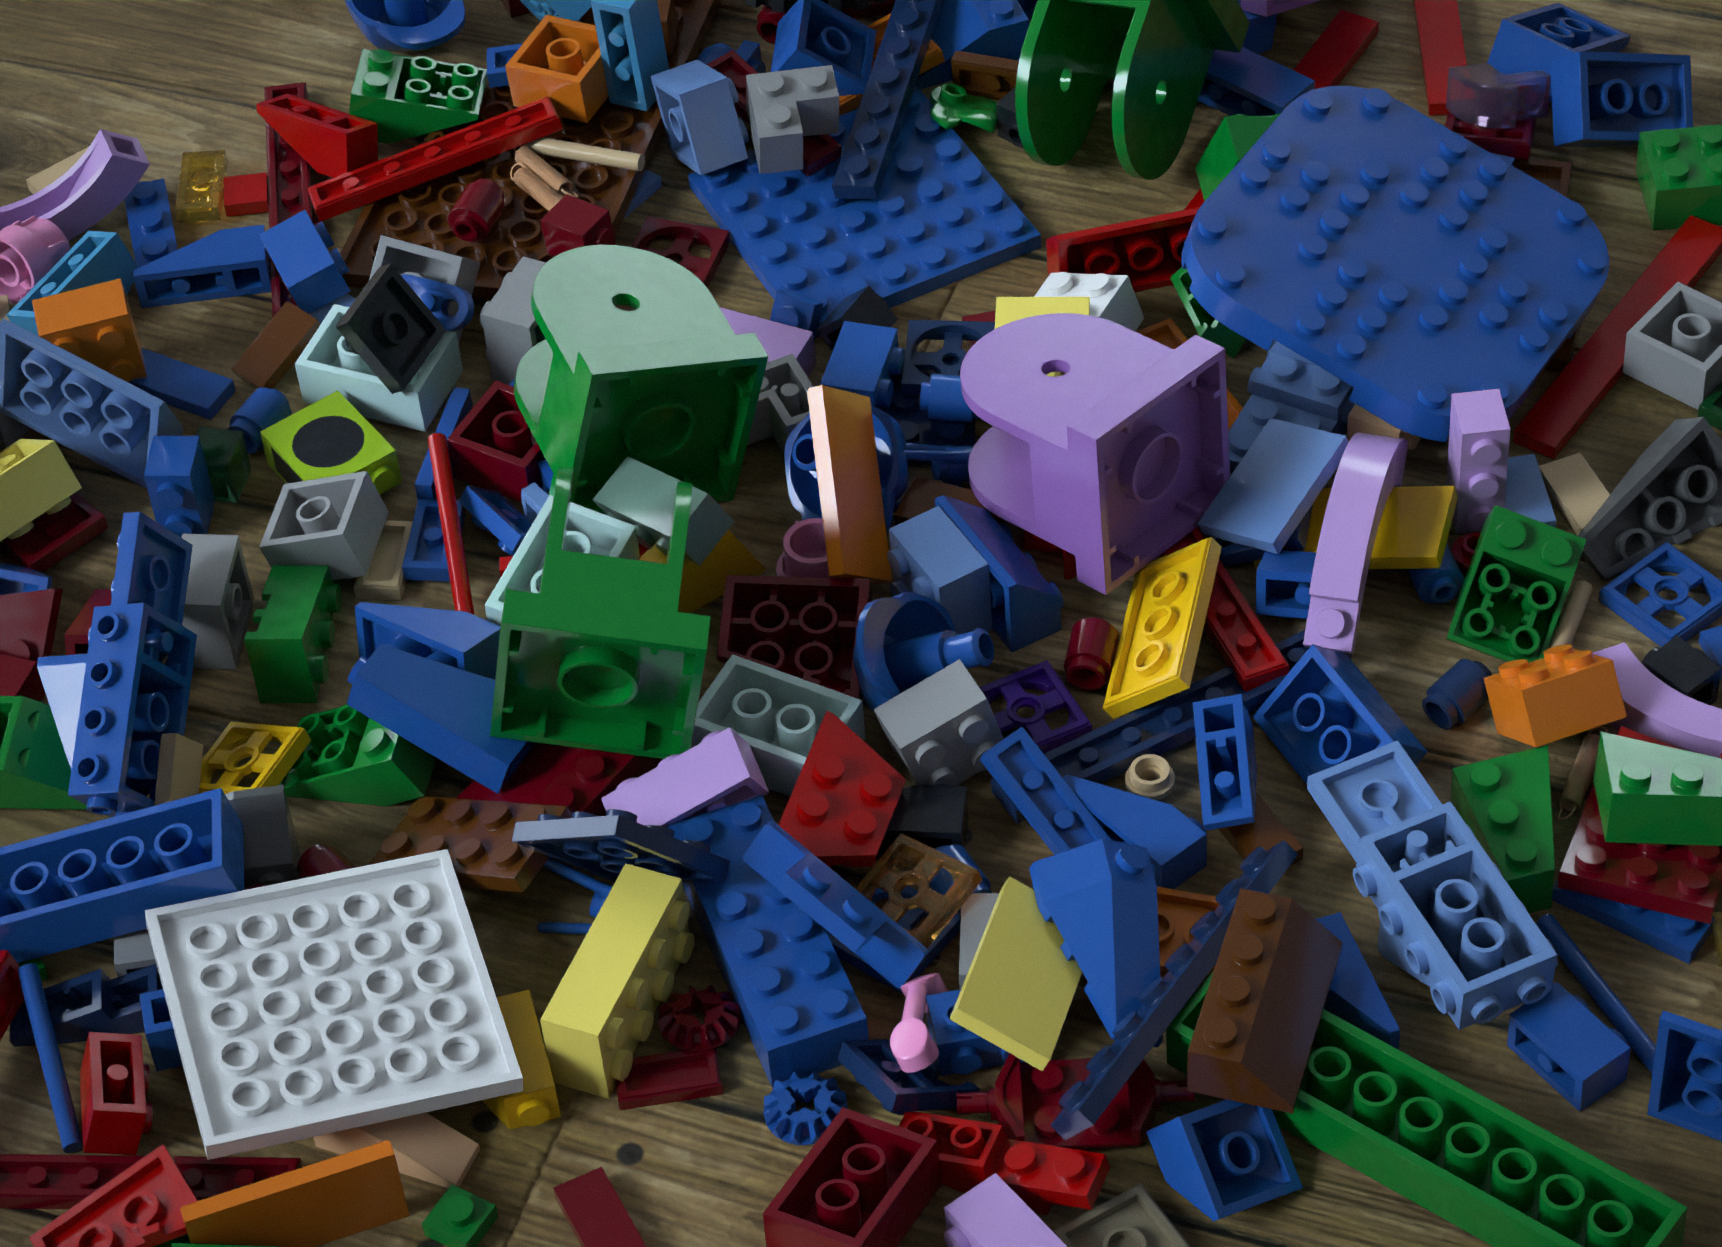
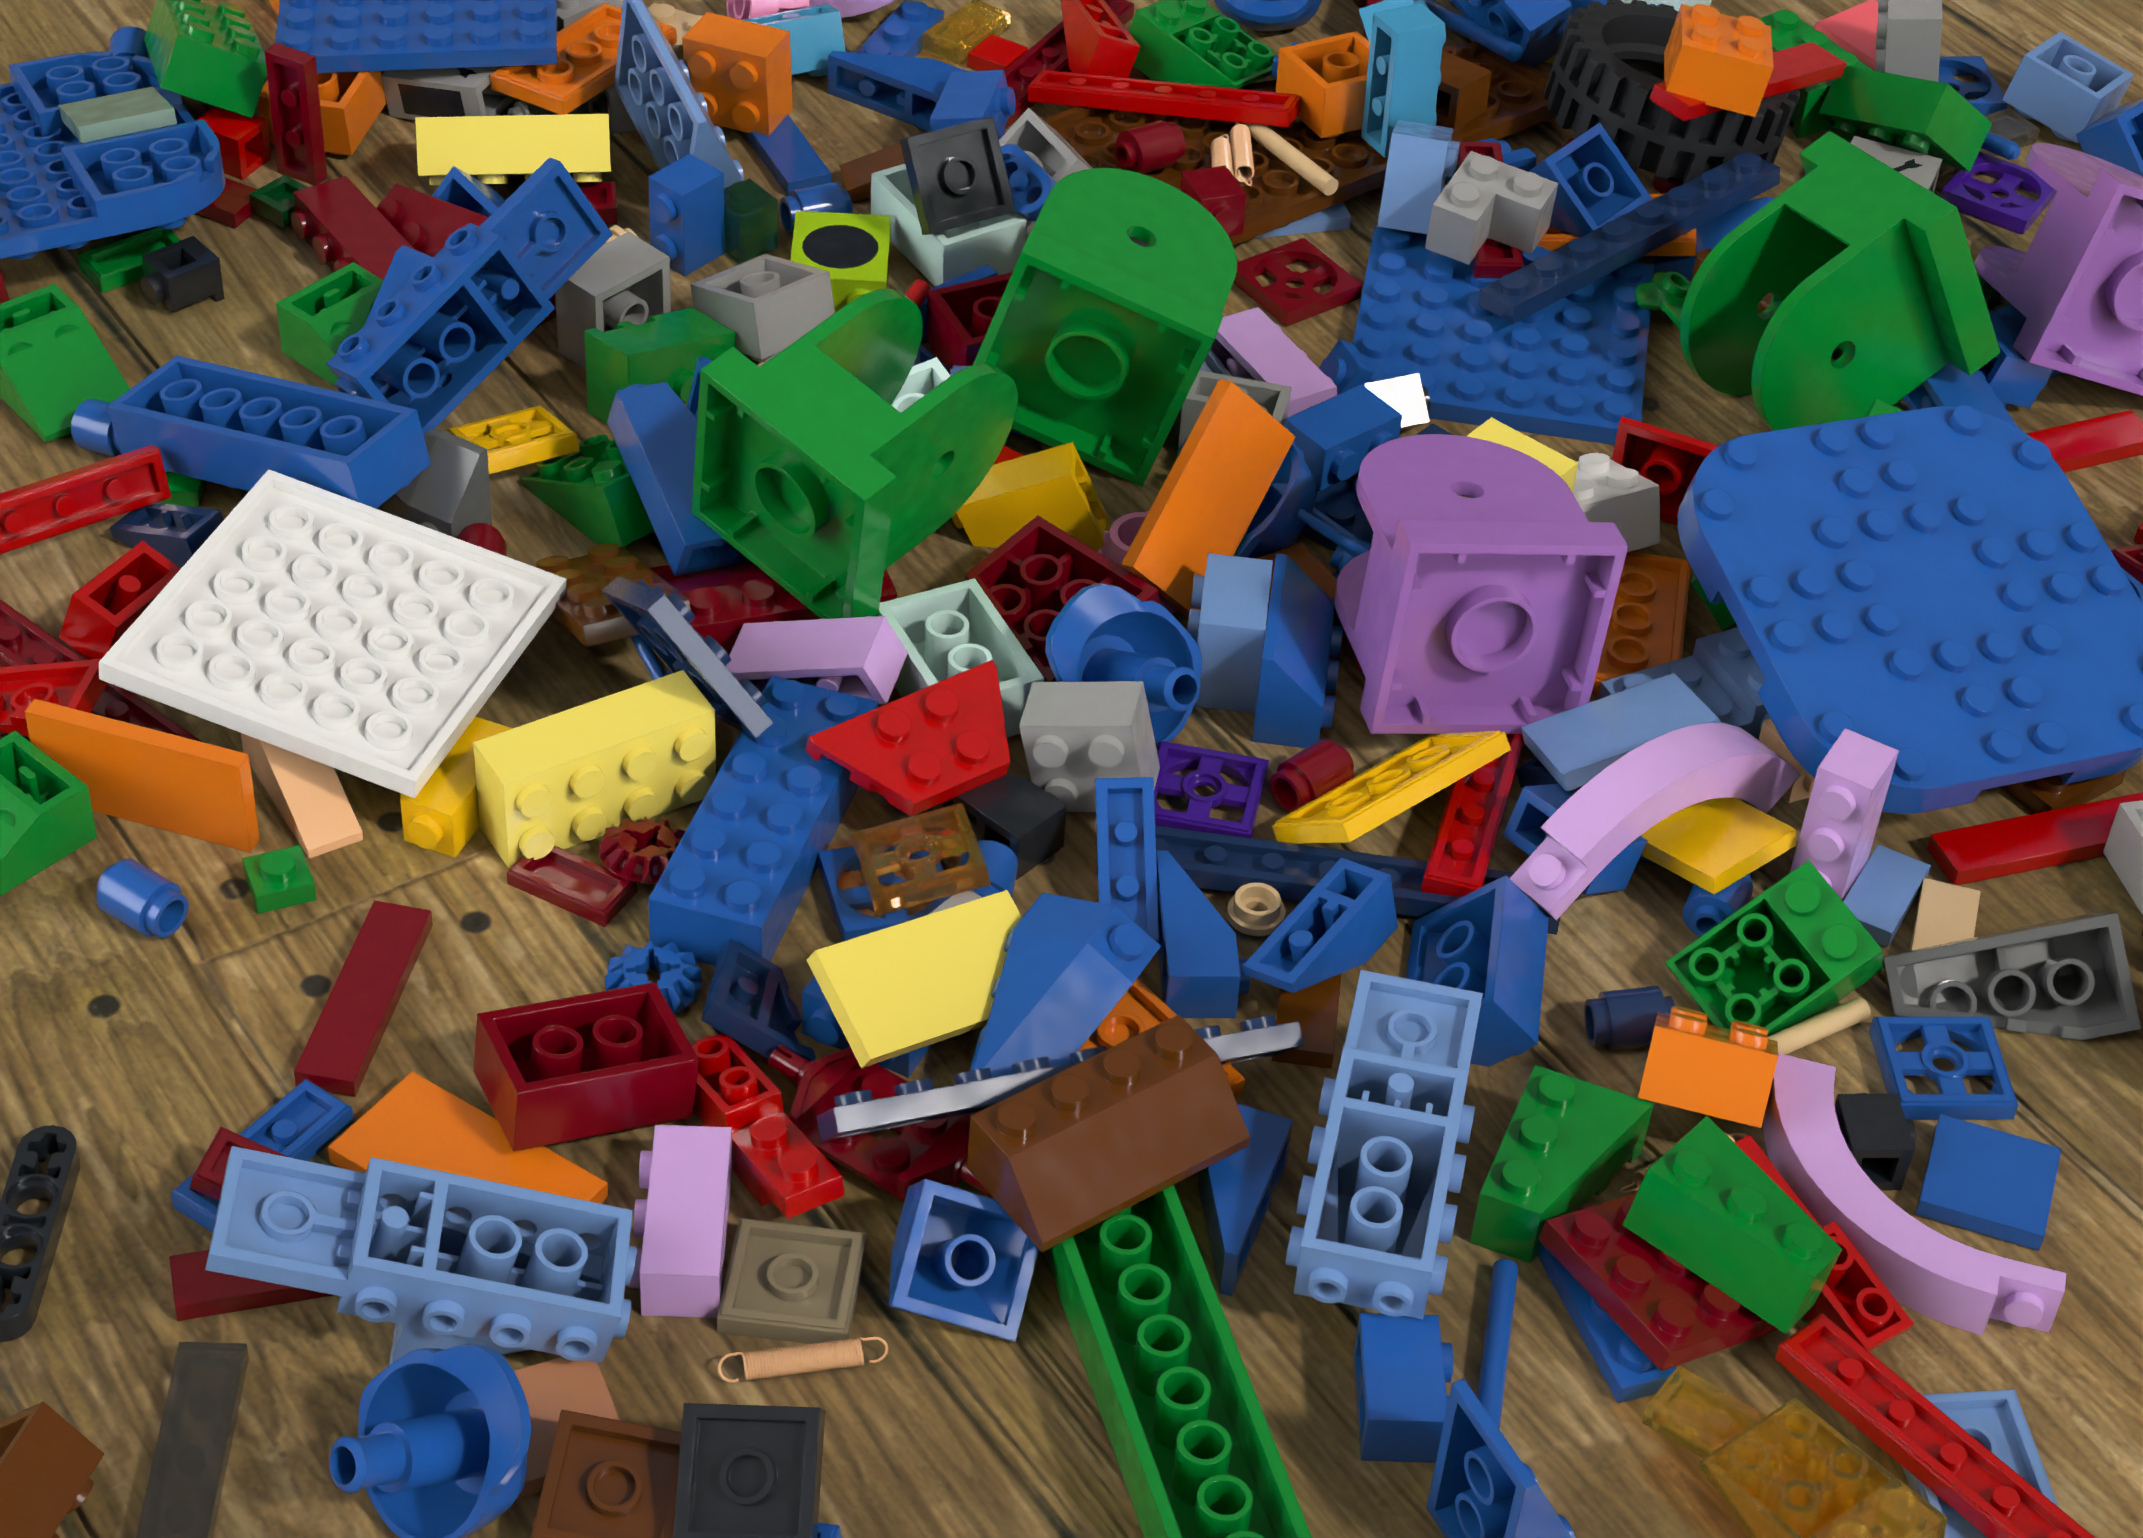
camera: 30 degrees right, 5 degrees down
(50, 1058) = (133, 525): blue bar -> none
(178, 768) = (447, 402): tan tile -> none
(647, 501) = (1037, 437): sand green brick -> none
(835, 904) = (819, 814): blue bracket -> none
(911, 1039) = (779, 973): bright pink bar -> none

